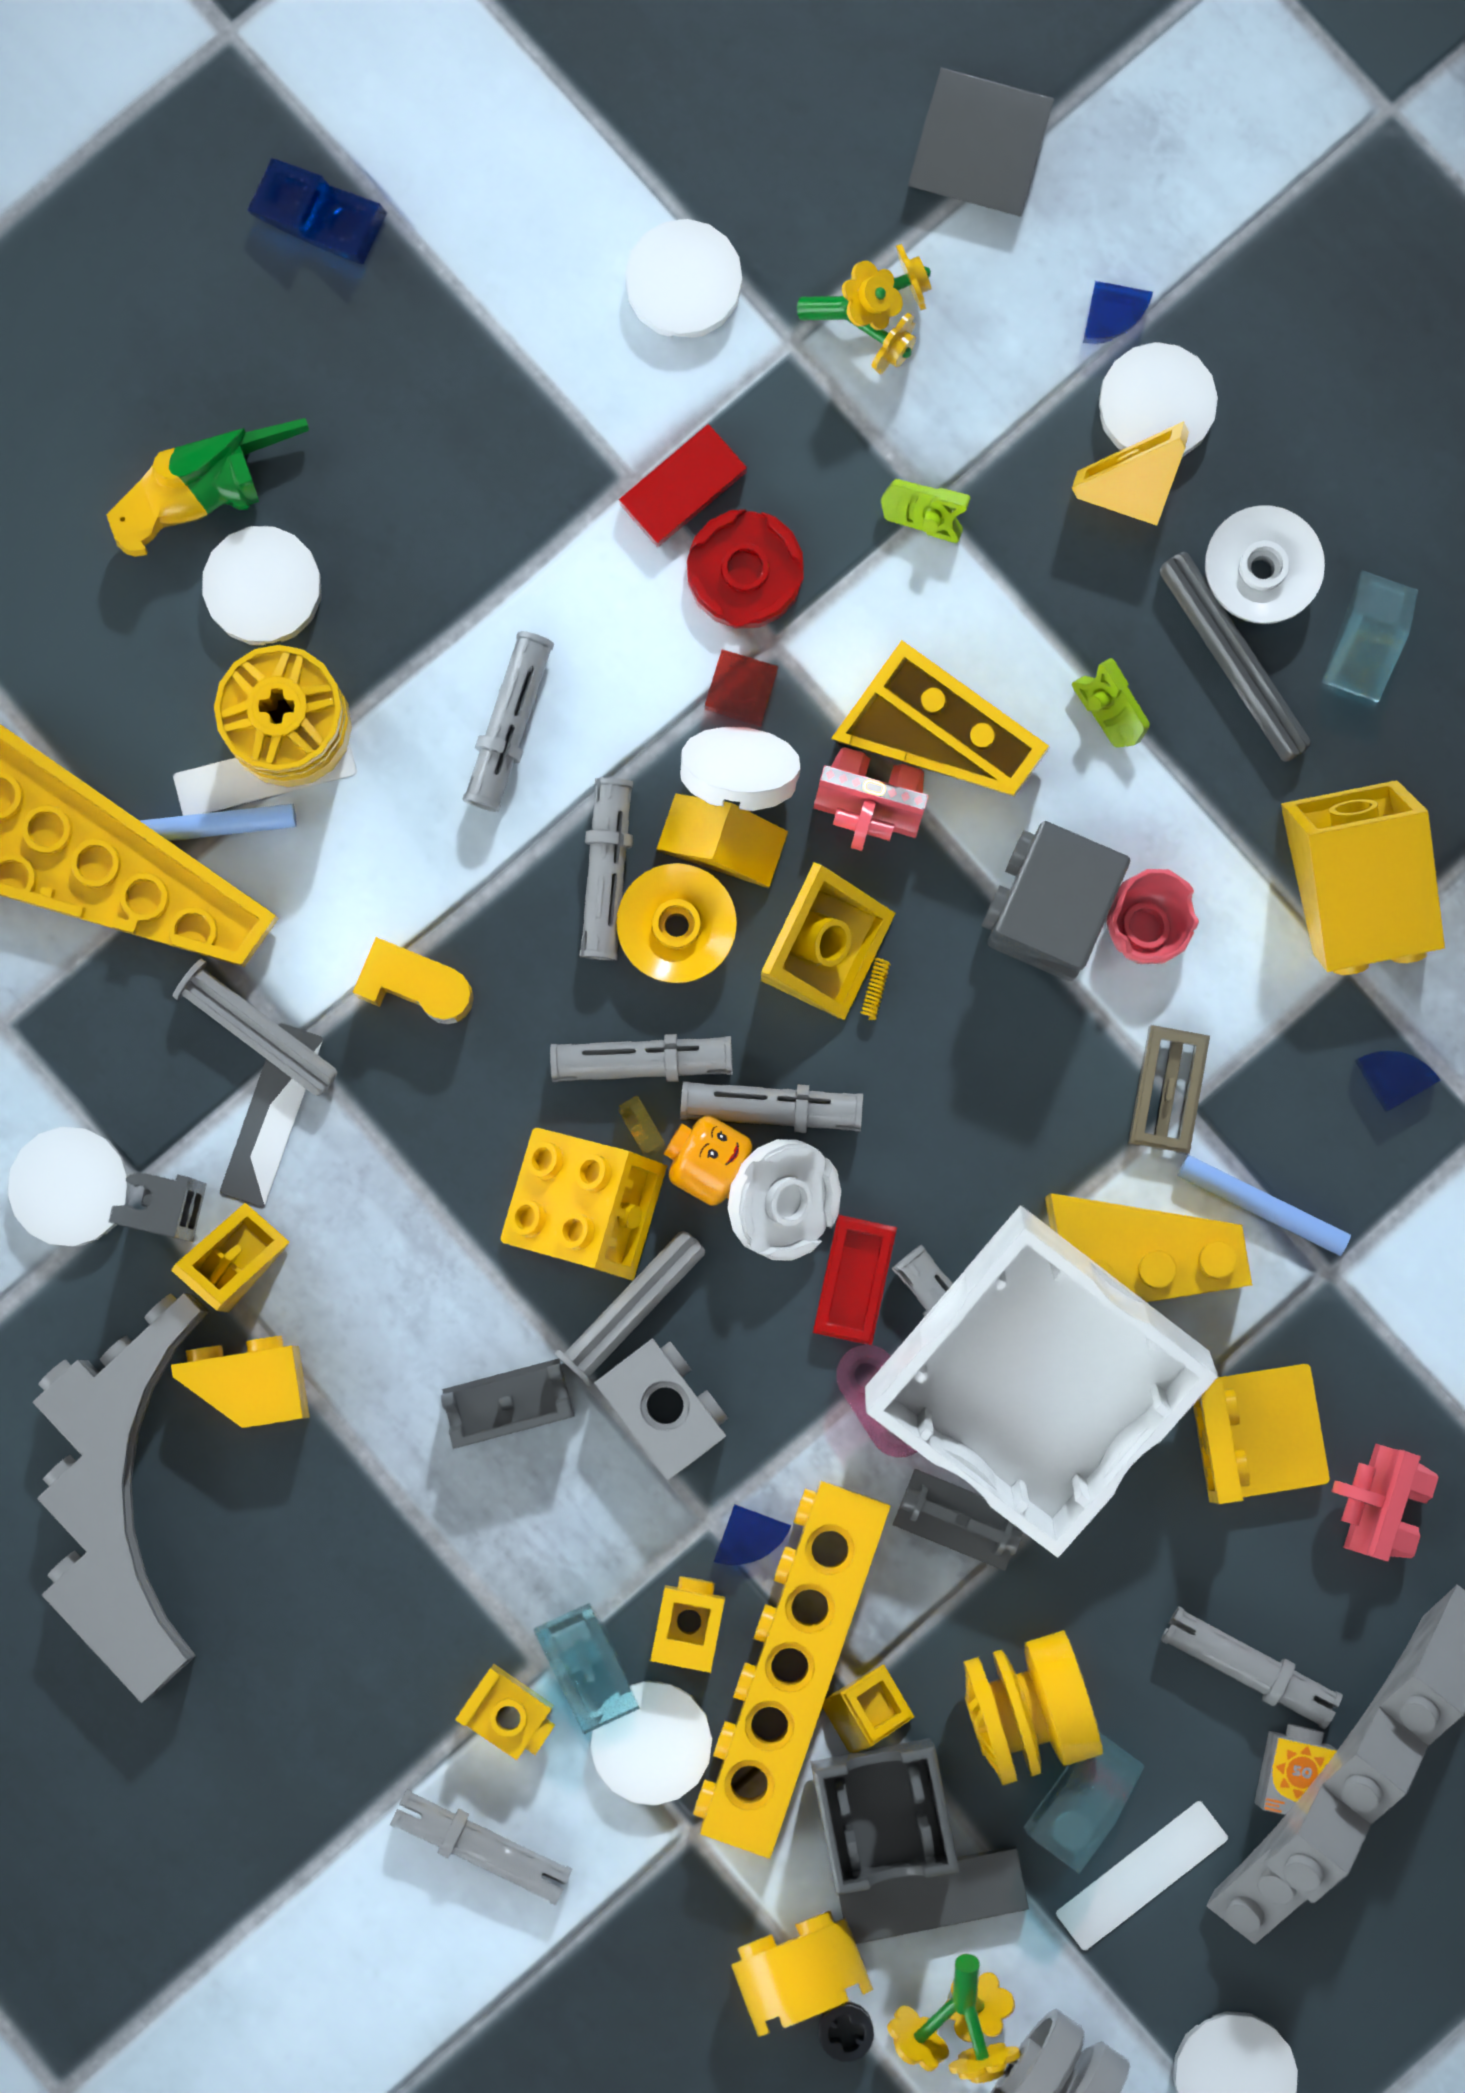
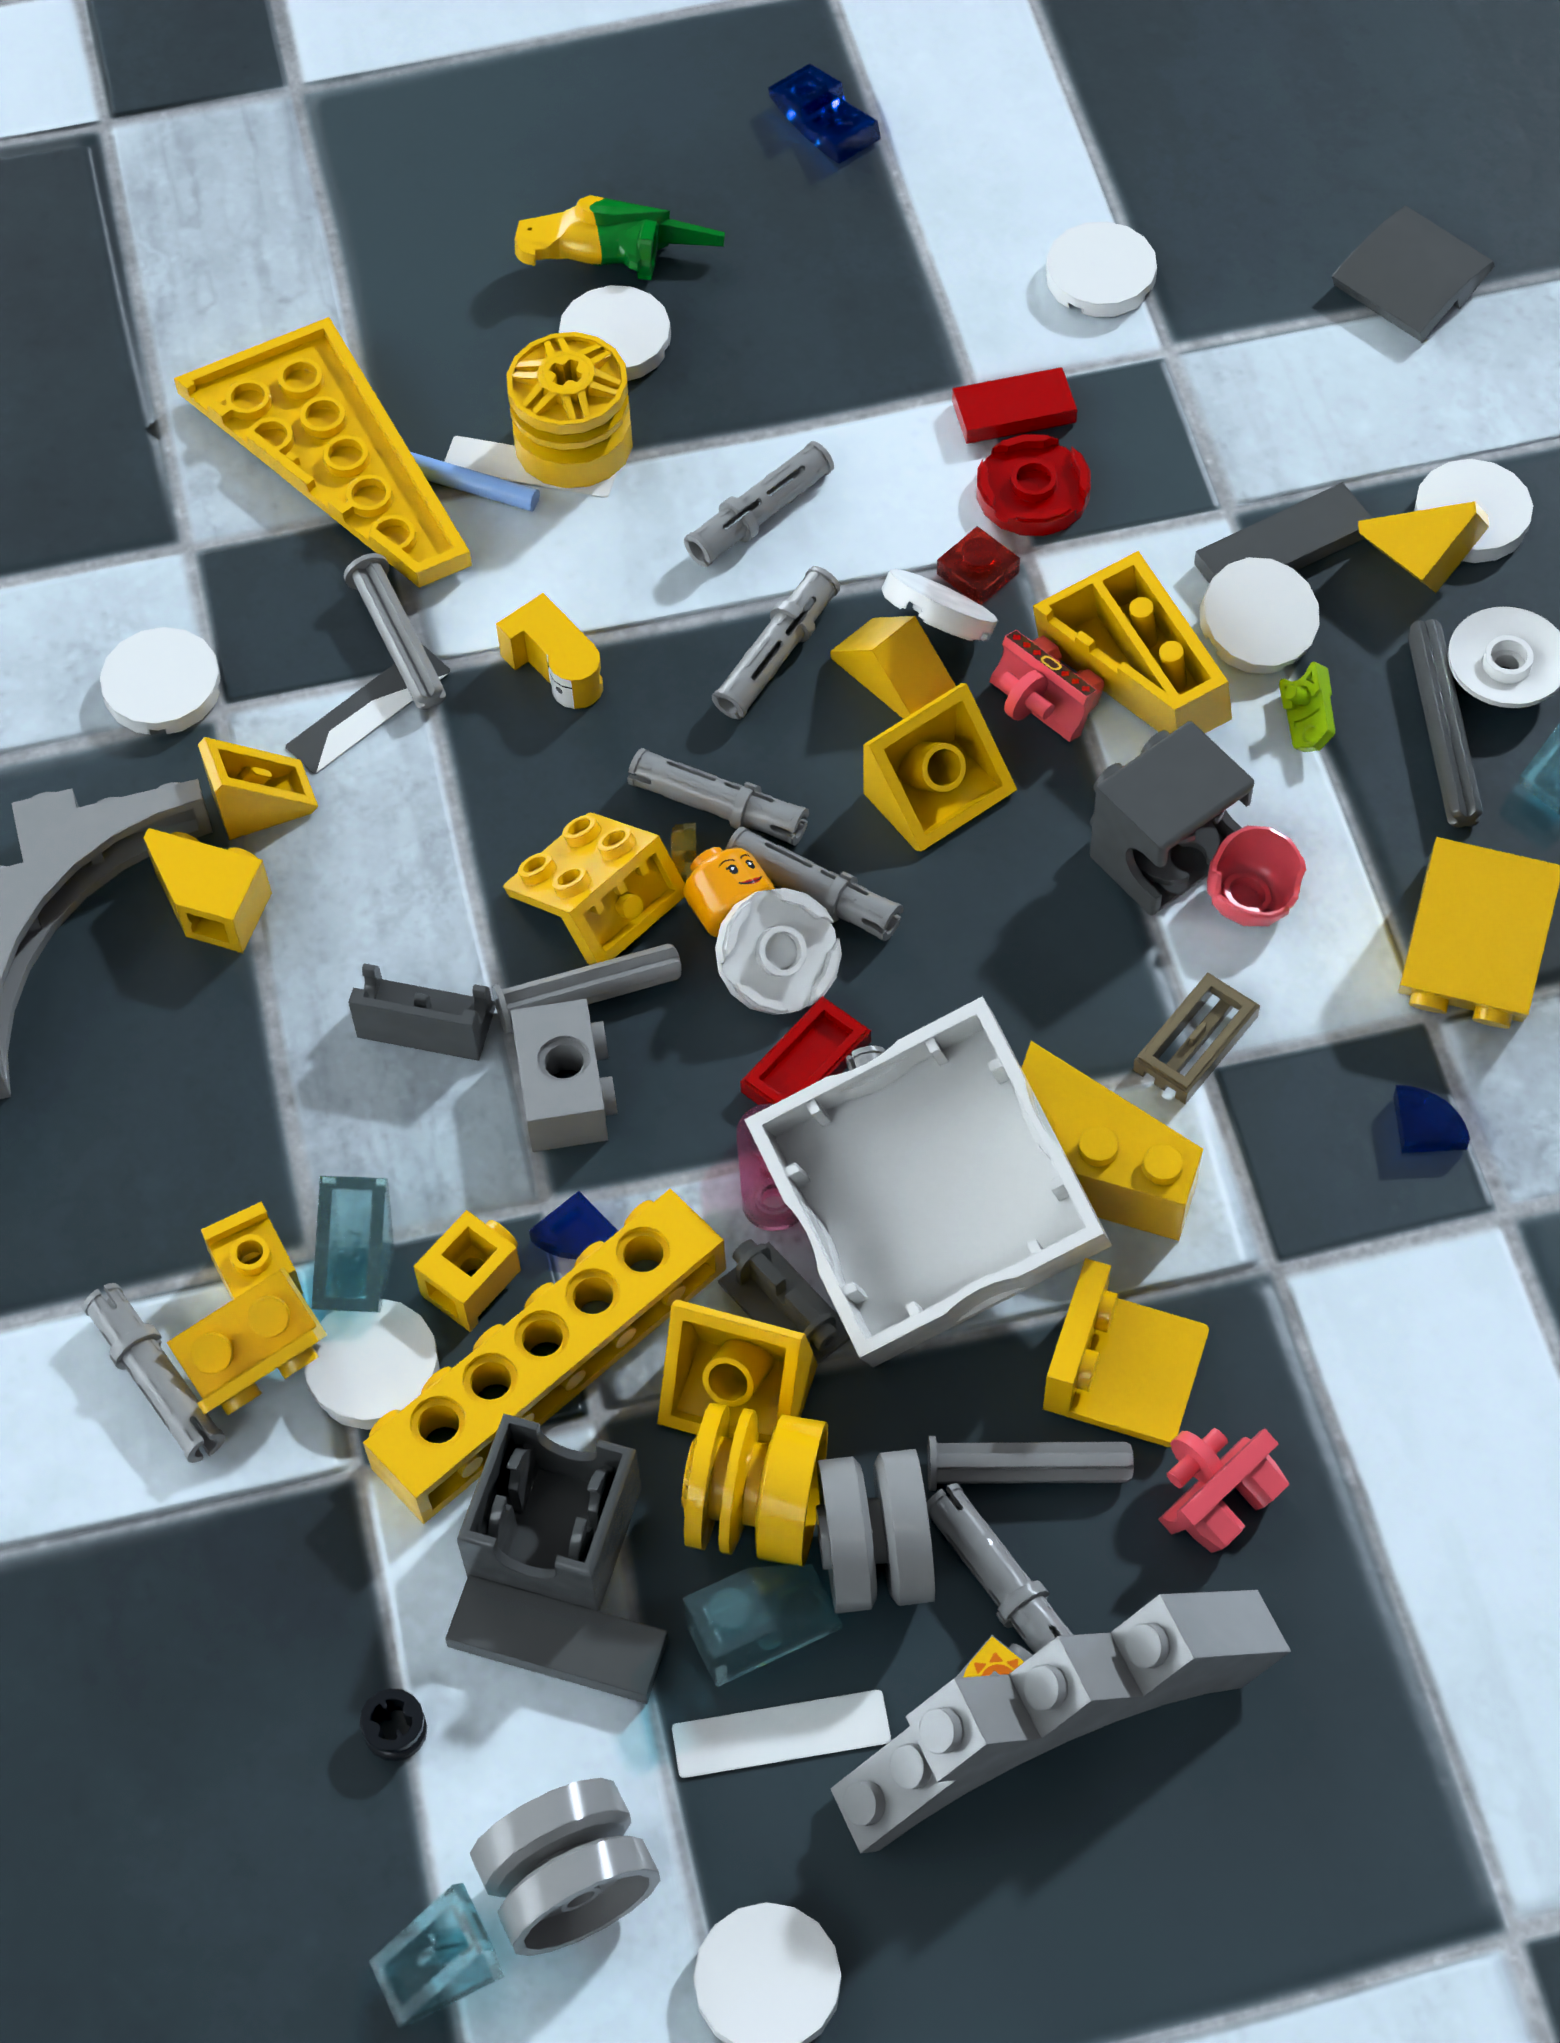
camera: 30 degrees right, 25 degrees down
(171, 1208) = (225, 702): dark grey hinge -> none
(553, 1793) = (246, 1341): none -> yellow bracket
(676, 892) = (808, 685): yellow dish -> none
(800, 1974) = (379, 1621): yellow brick -> none
(867, 1710) = (592, 1418): yellow slope -> none
(869, 303) = (1253, 316): yellow plant -> none
(879, 989) = (968, 842): yellow leg -> none
(925, 508) = (1217, 498): lime piece -> none
(959, 1614) = (732, 1364): none -> yellow slope
(977, 2009) = (531, 1768): yellow plant -> none
(1005, 524) = (1292, 535): none -> dark grey tile
(1024, 625) = (1259, 615): none -> white tile
(1114, 311) = (1468, 431): clear blue tile -> none
(1144, 1700) = (876, 1530): none -> light grey wheel
(1222, 1558) = (1028, 1462): none -> light grey axle
(1264, 1205) = (1239, 1175): light blue bar -> none

